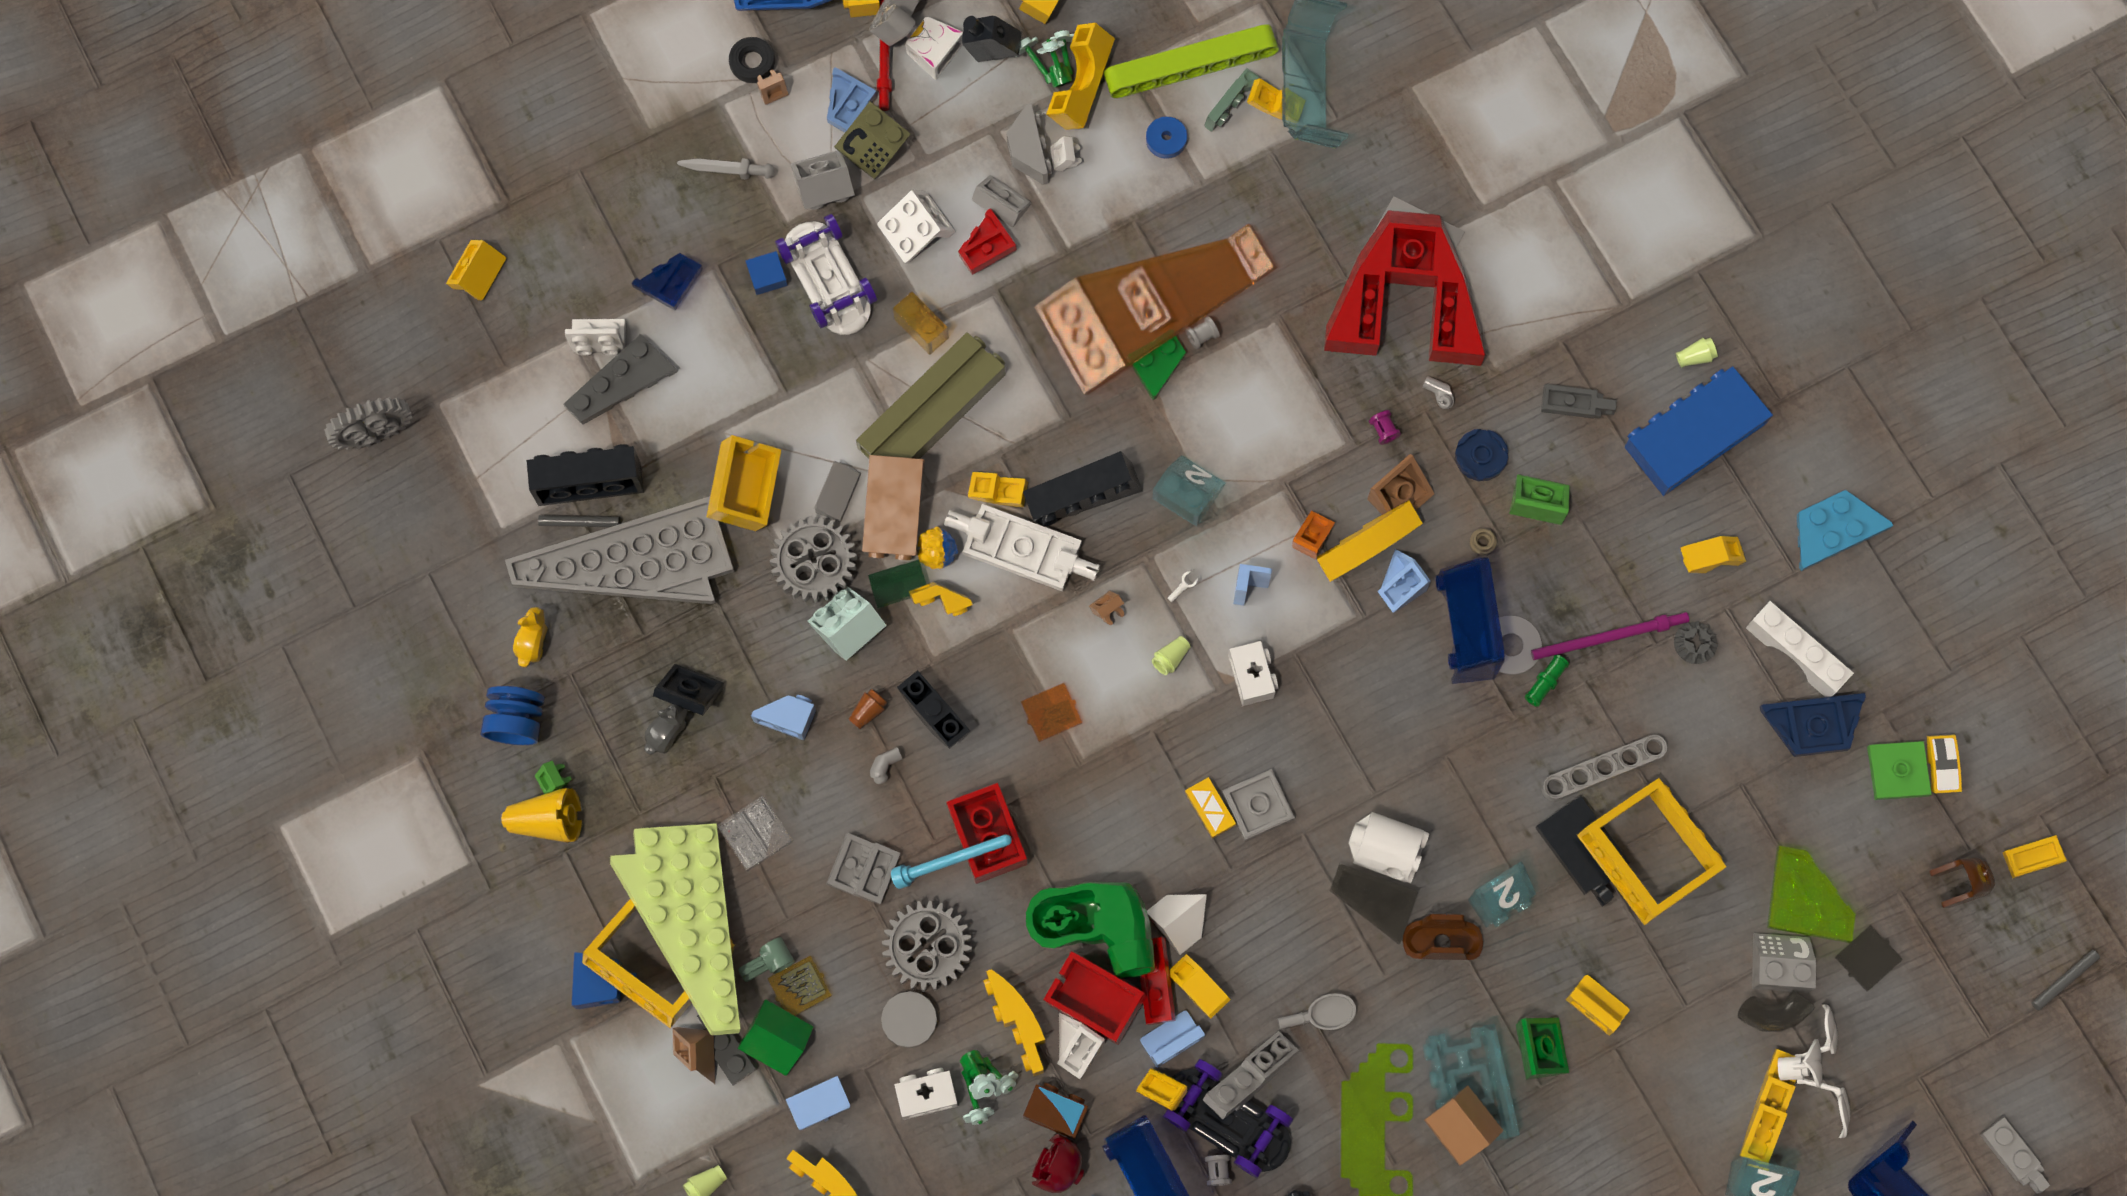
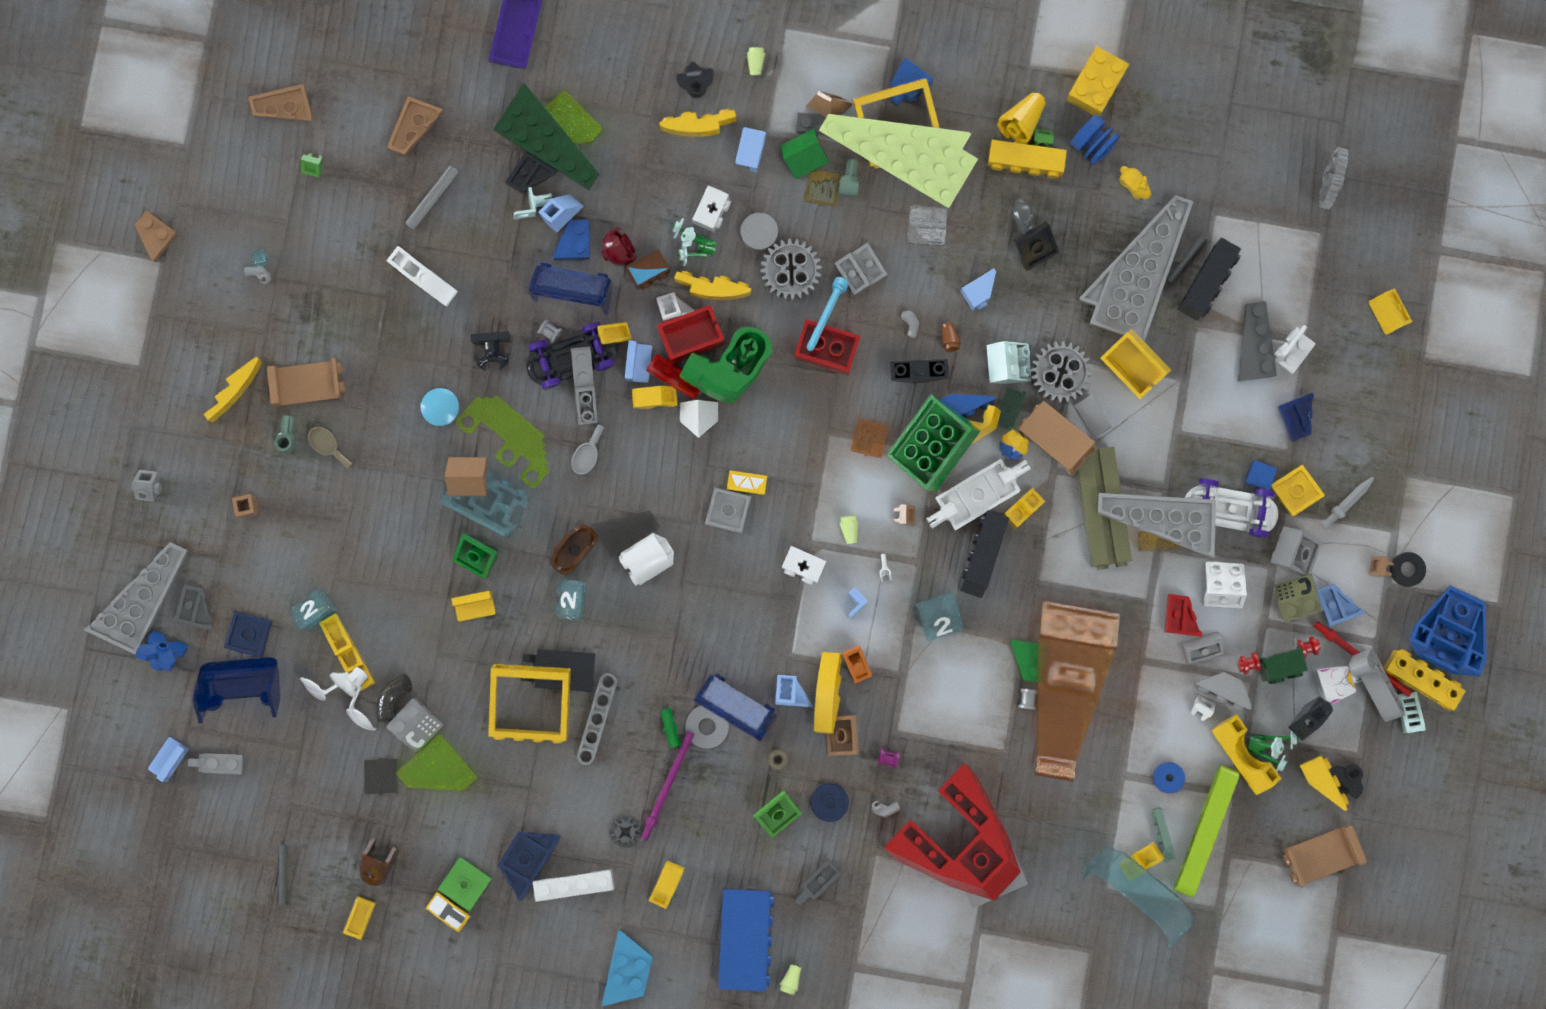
camera: 130 degrees right, 10 degrees up
(438, 766) = (1097, 81): none -> yellow brick
(591, 779) = (1026, 158): none -> yellow brick
(753, 224) = (1297, 491): none -> yellow plate
(888, 313) = (1174, 519): none -> light grey wing
(942, 643) = (967, 404): none -> blue slope
(955, 106) = (1281, 665): none -> dark green brick
(1005, 633) = (933, 443): none -> green slope

